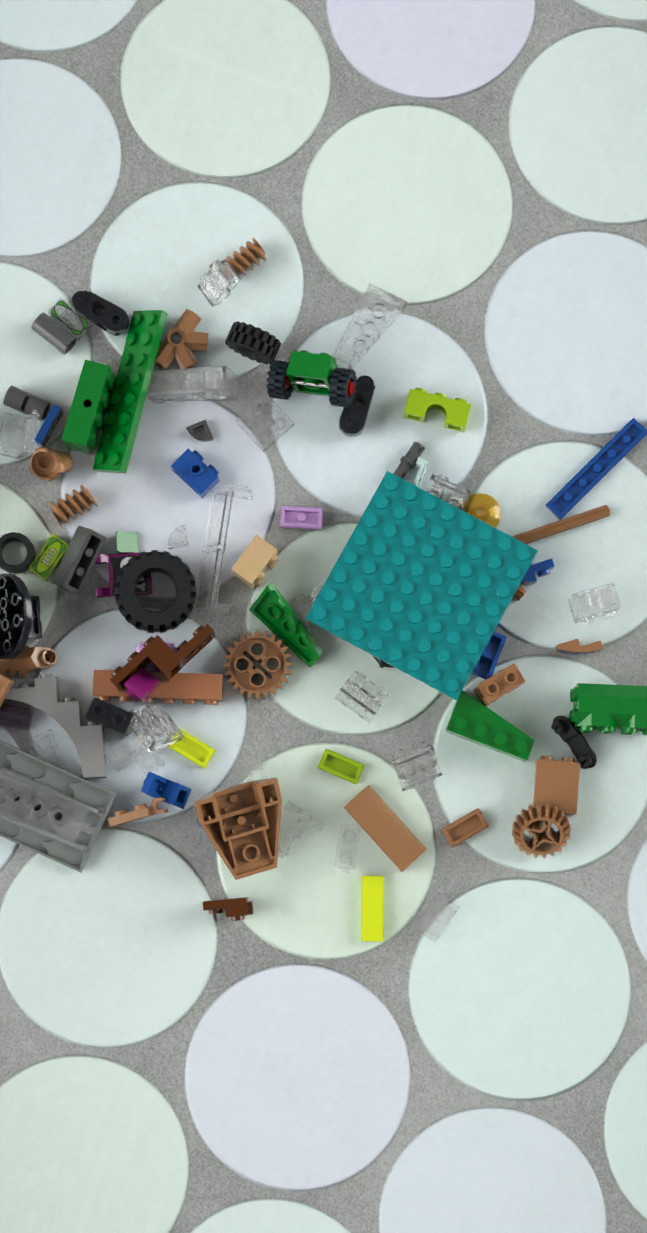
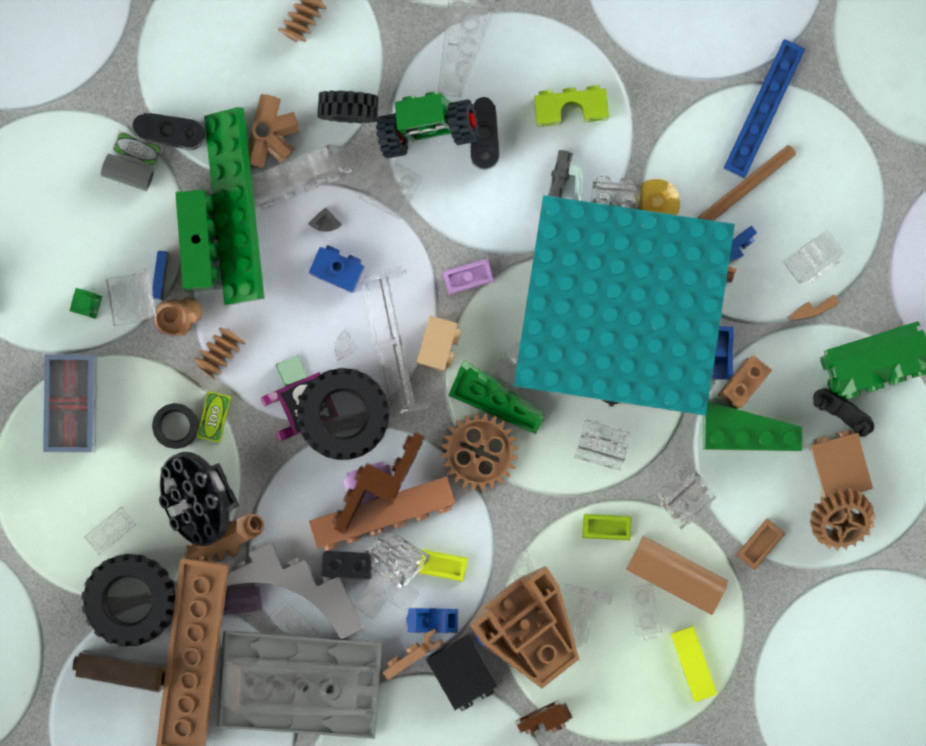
camera: 25 degrees left, 5 degrees up
(26, 402) = (126, 258): dark grey pin -> none
(78, 560) = (248, 409): dark grey brick -> none
(141, 685) = (367, 520): magenta slope -> none
(174, 844) = (461, 673): none -> black panel
(218, 282) = (285, 52): clear brick -> none
(435, 917) = (763, 649): clear brick -> none

